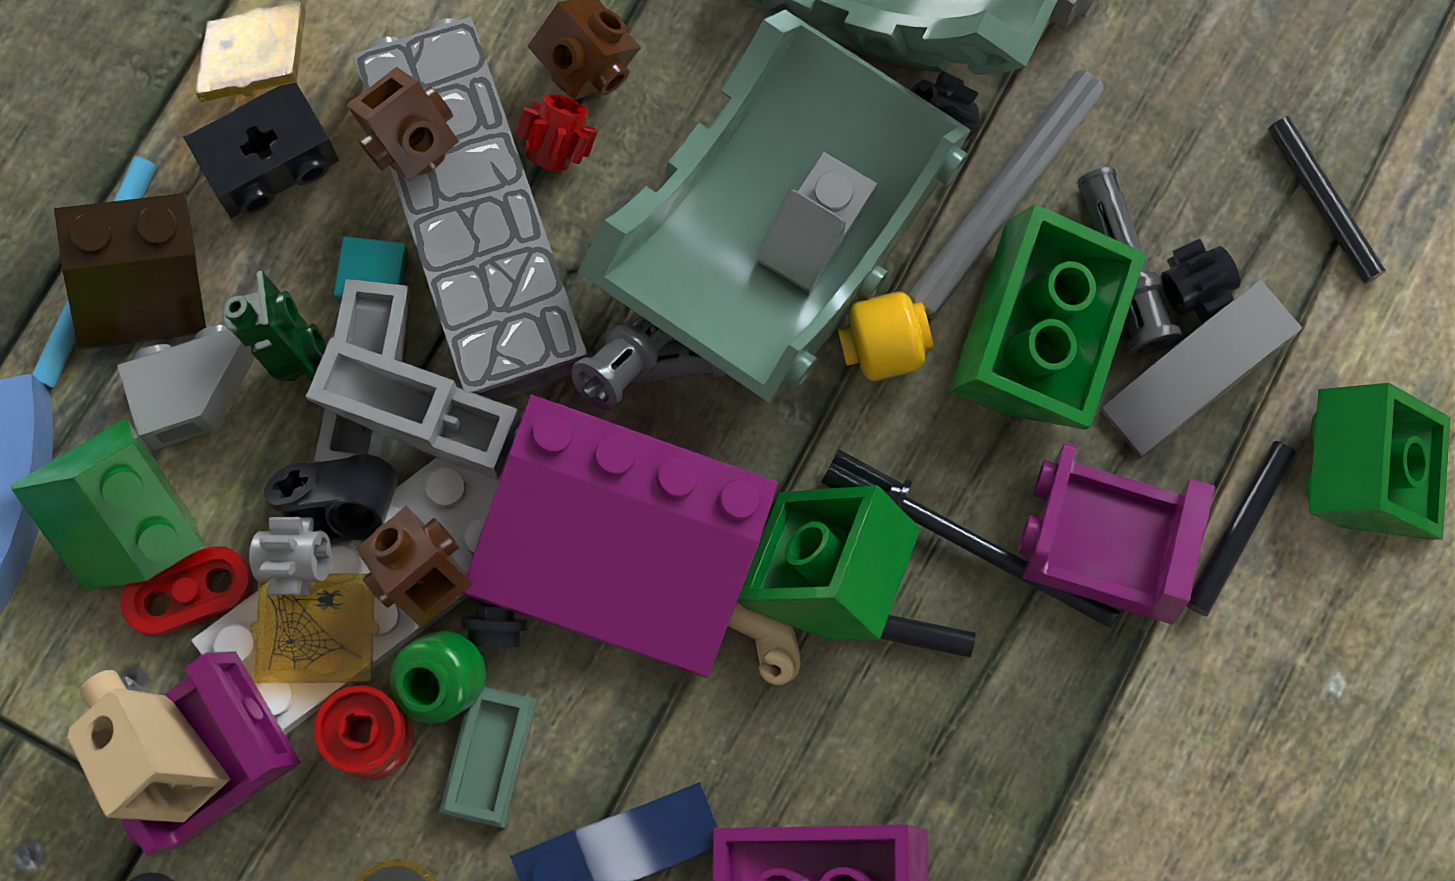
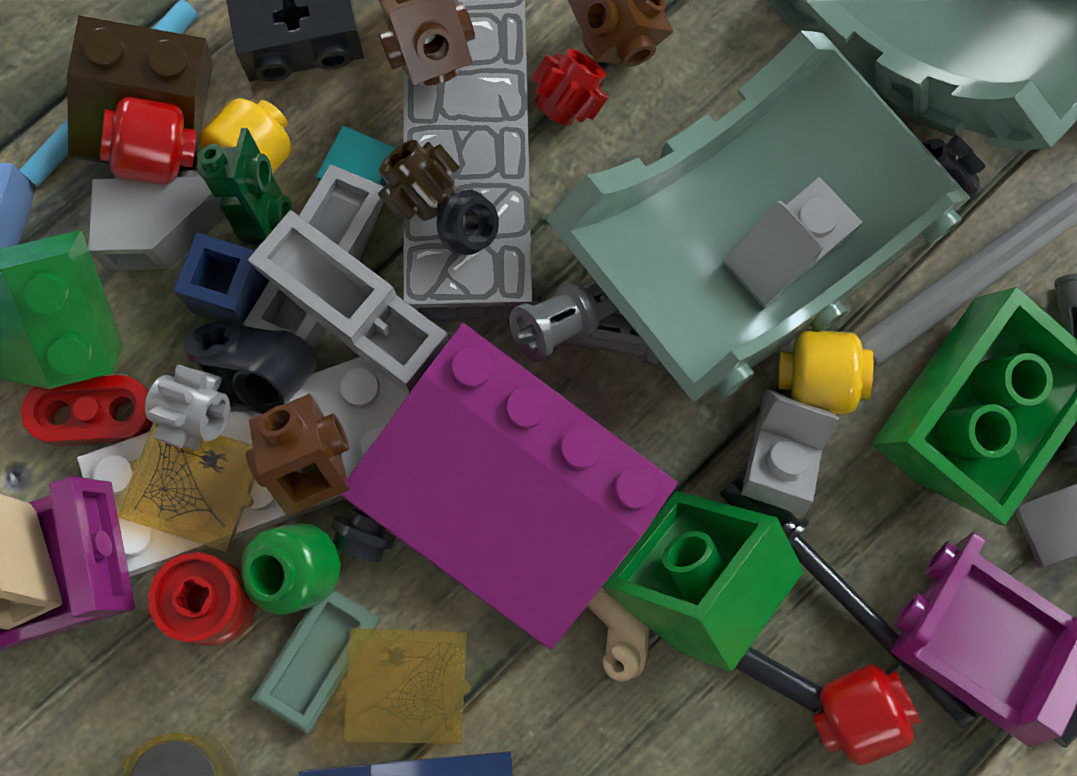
camera: 20 degrees right, 0 degrees up
(161, 311) = (146, 141): none -> red head
(238, 269) = (262, 120): none -> yellow head
(279, 425) = (219, 280): none -> dark blue brick
(443, 271) = (417, 179): none -> dark brown gear
(502, 297) = (480, 225): none -> black plate
(581, 753) = (405, 686): none -> clear yellow piece
(871, 422) = (787, 452): none -> light grey slope
(1016, 642) = (866, 715): none -> red head

